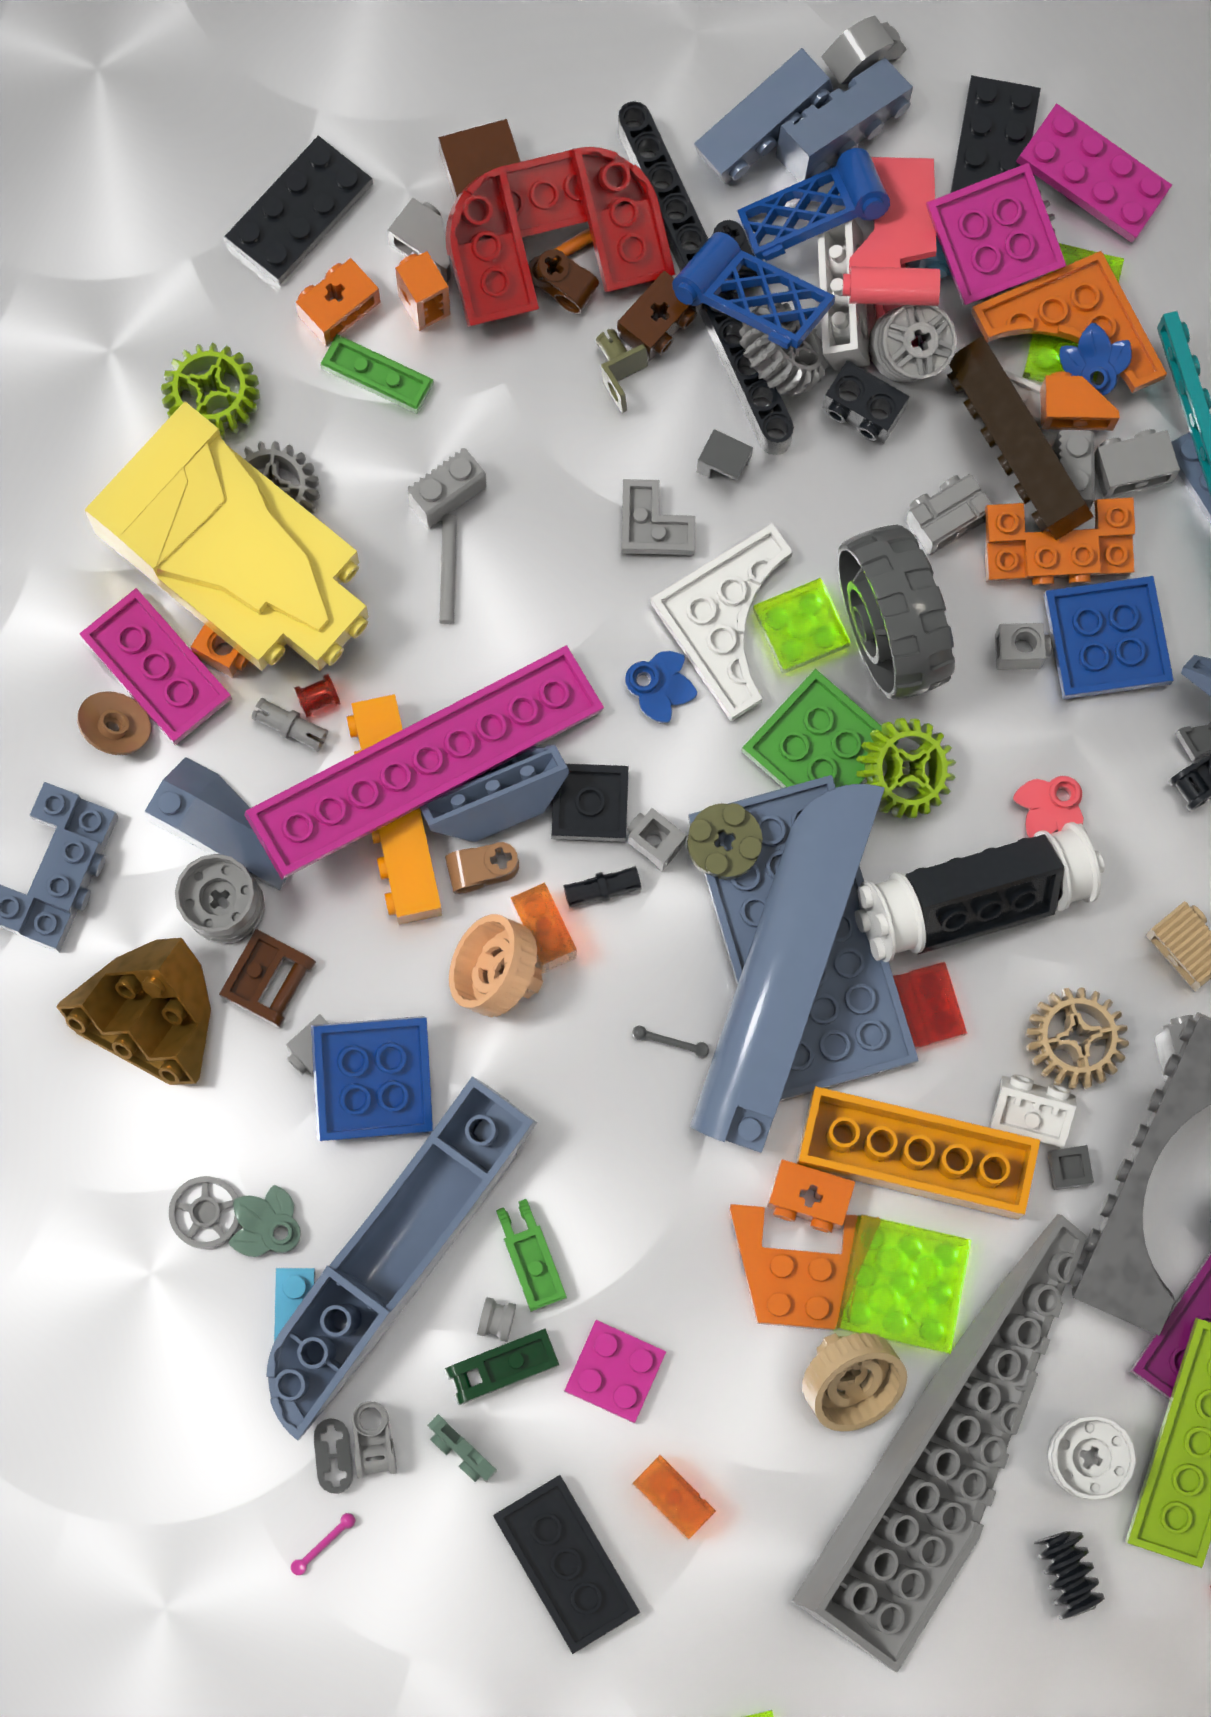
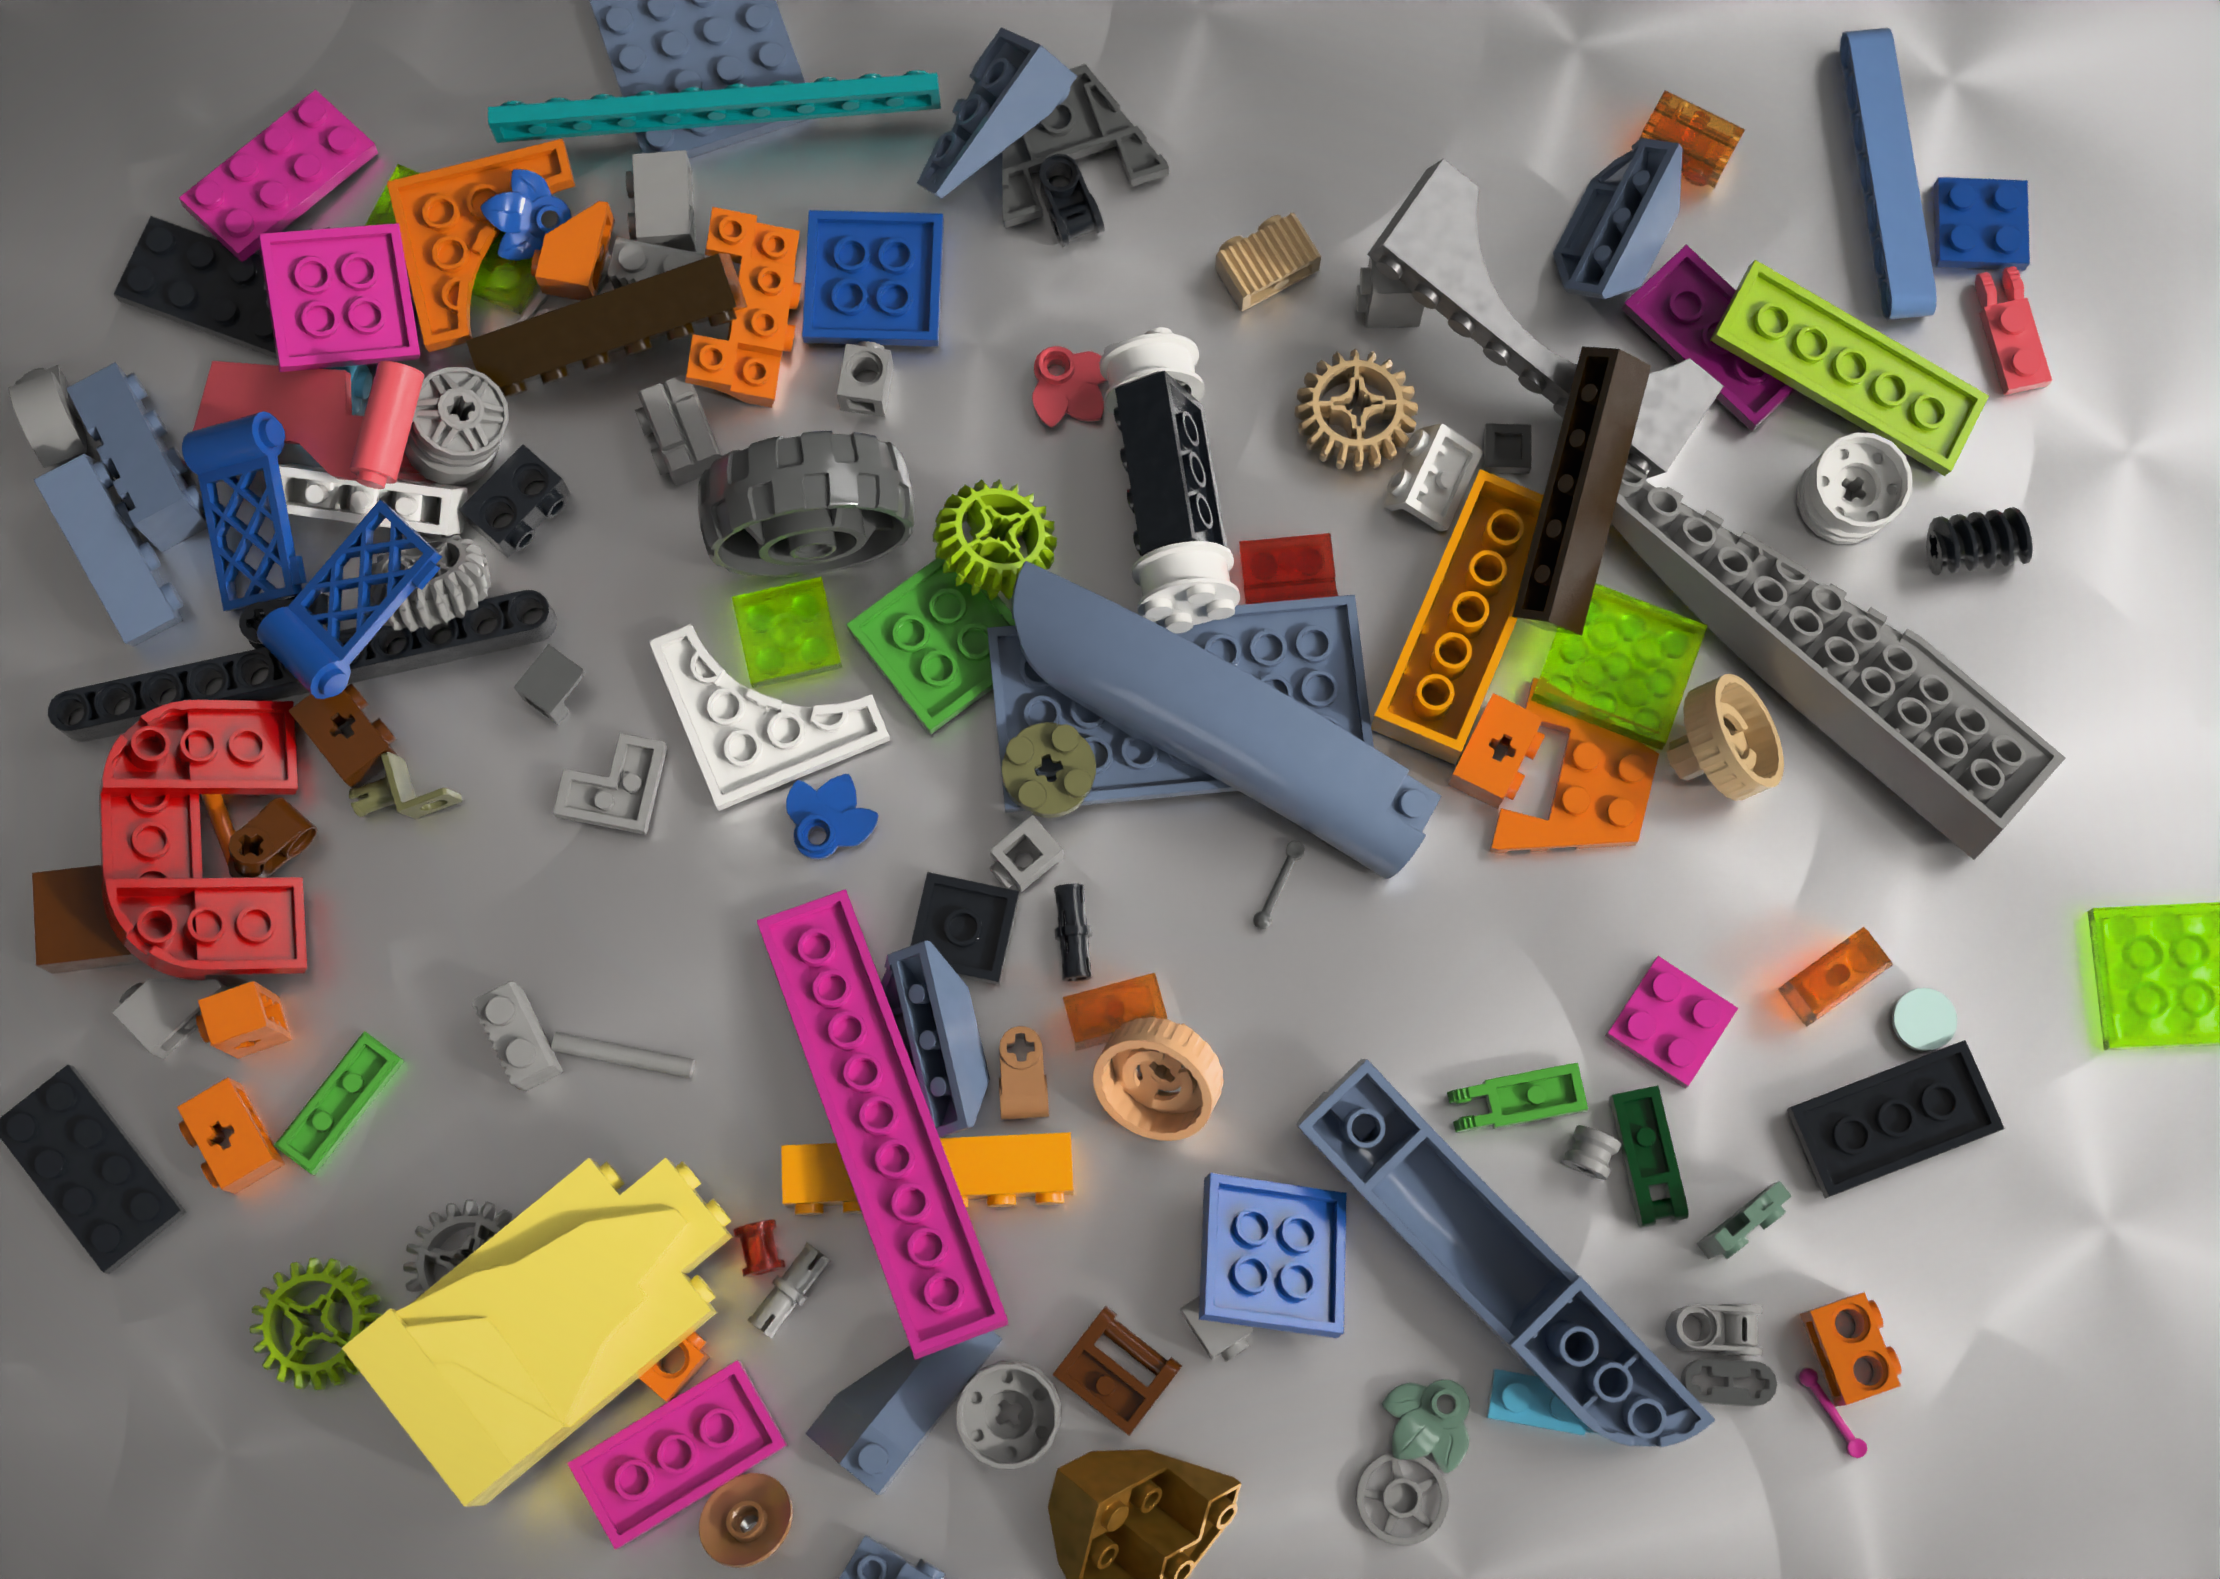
camera: 75 degrees left, 0 degrees up
(370, 1541) = (1838, 1354): none -> orange brick
(653, 1579) = (1924, 1019): none -> light aqua piece
(1034, 1221) = (1582, 490): none -> dark brown brick

